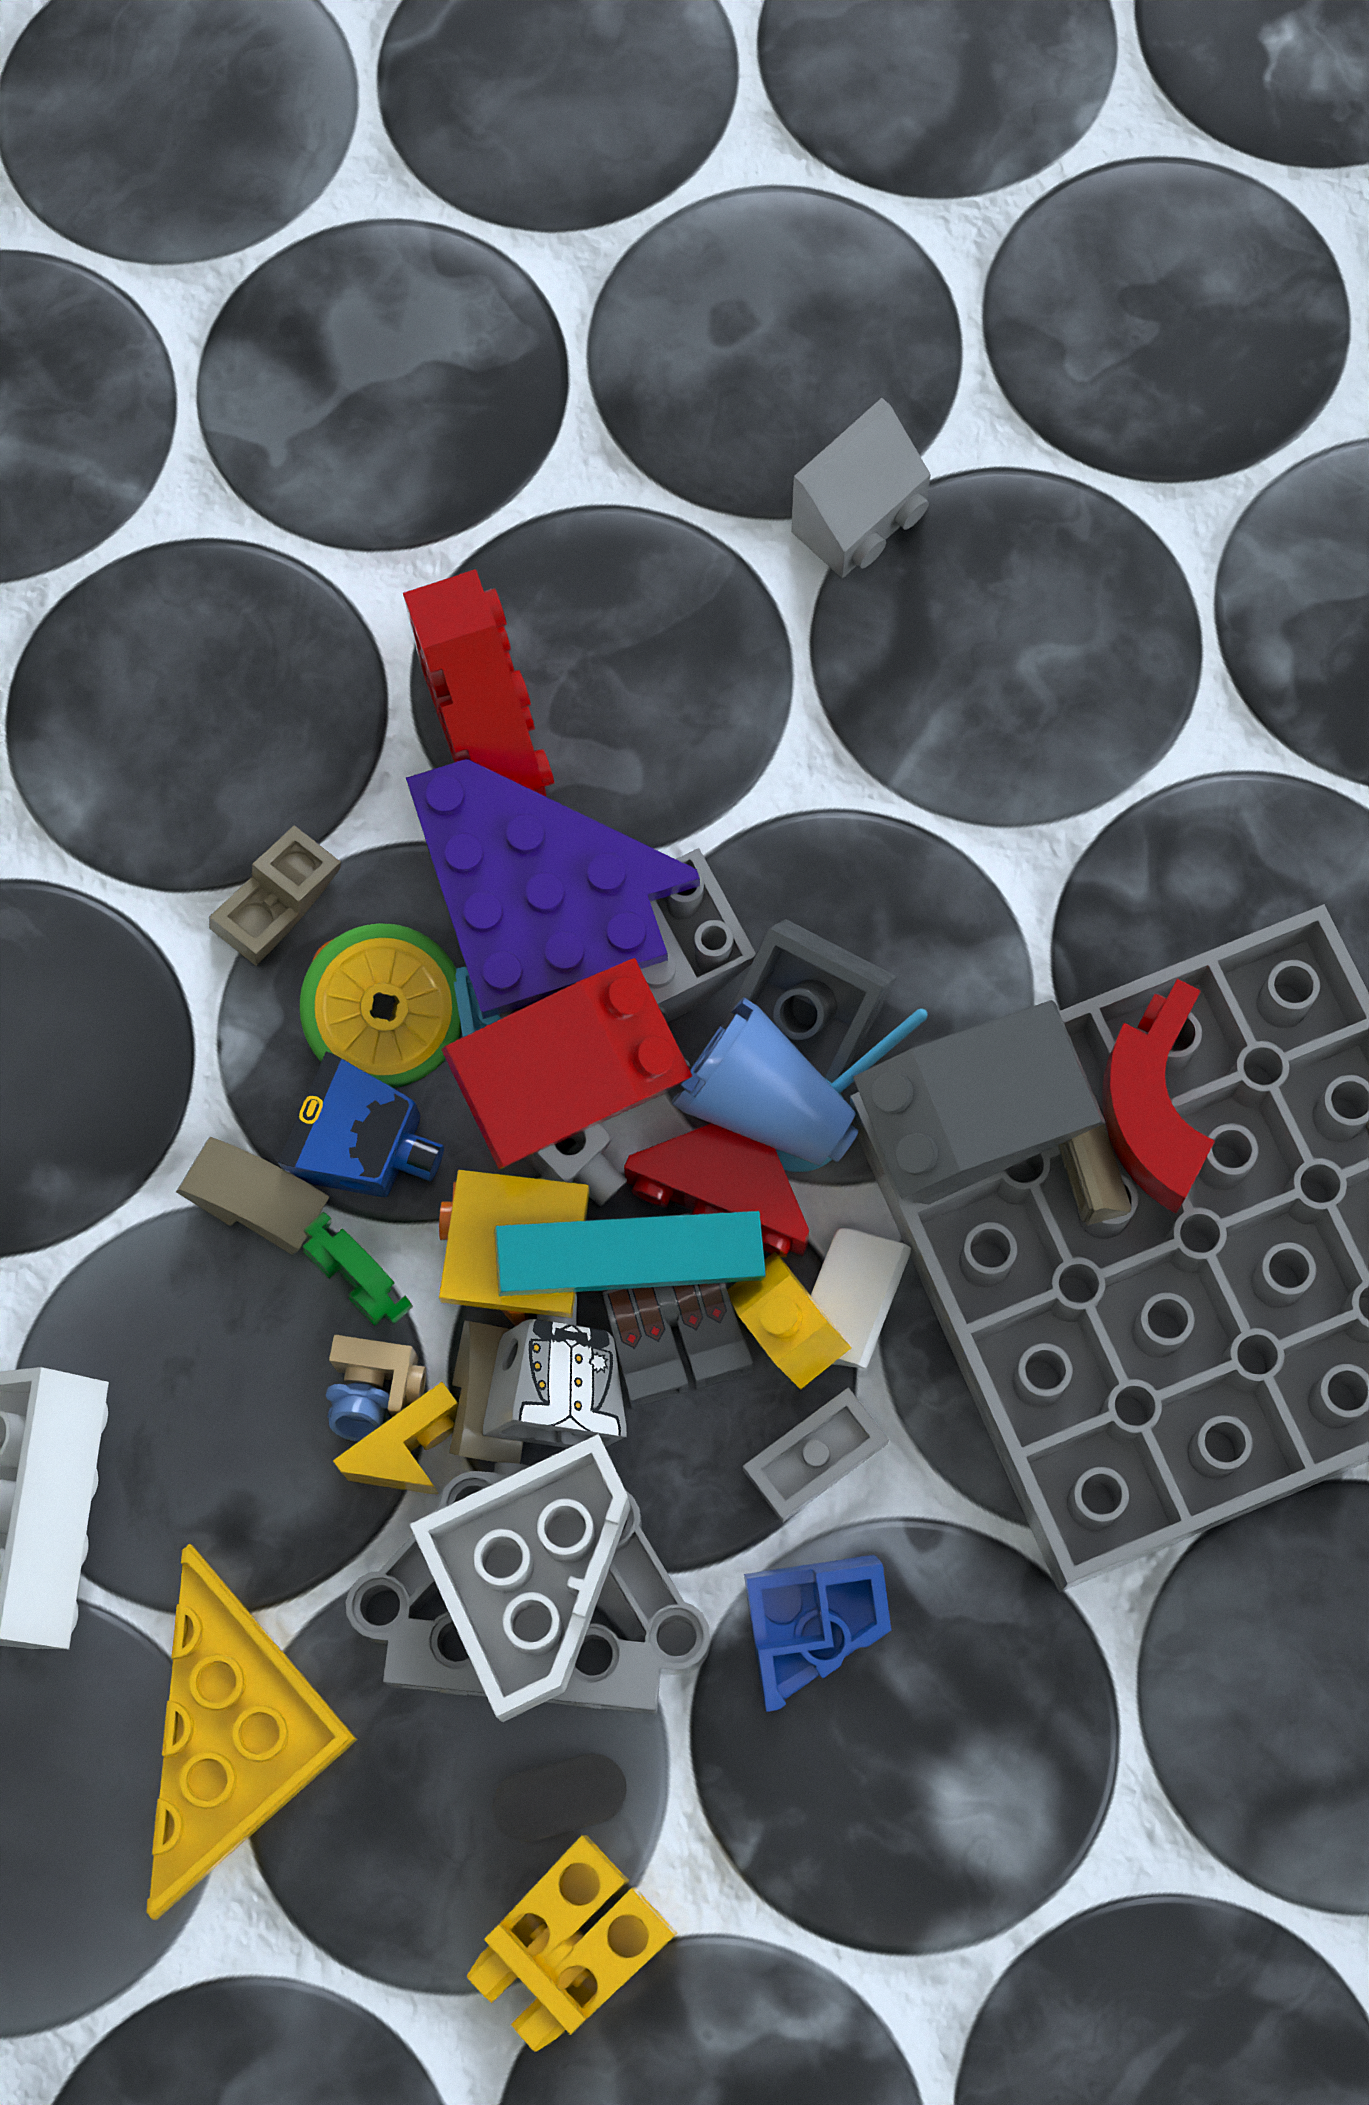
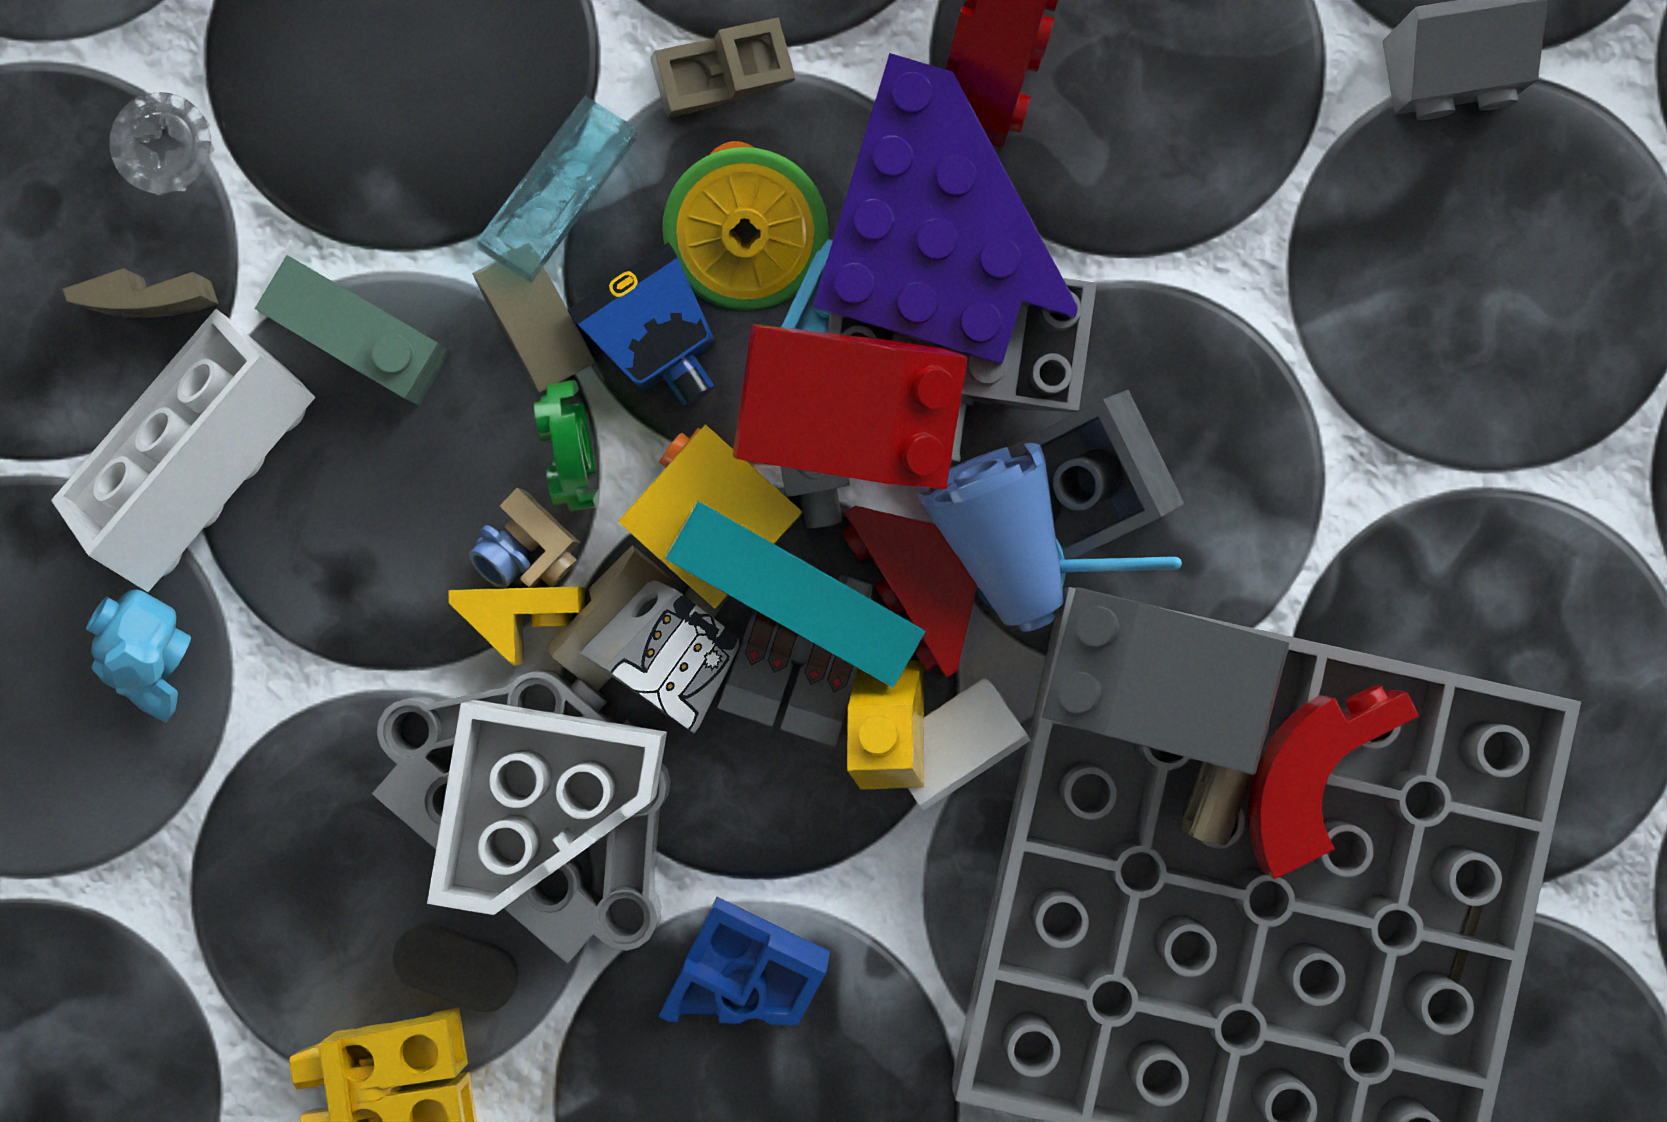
camera: 30 degrees right, 15 degrees up
(93, 1707) = (138, 649): none -> medium azure head
(105, 1308) = (353, 330): none -> sand green slope
(202, 1077) = (557, 189): none -> clear light blue plate
(236, 1735) = (242, 742): yellow tile -> none
(815, 1454) = (837, 846): light grey plate -> none

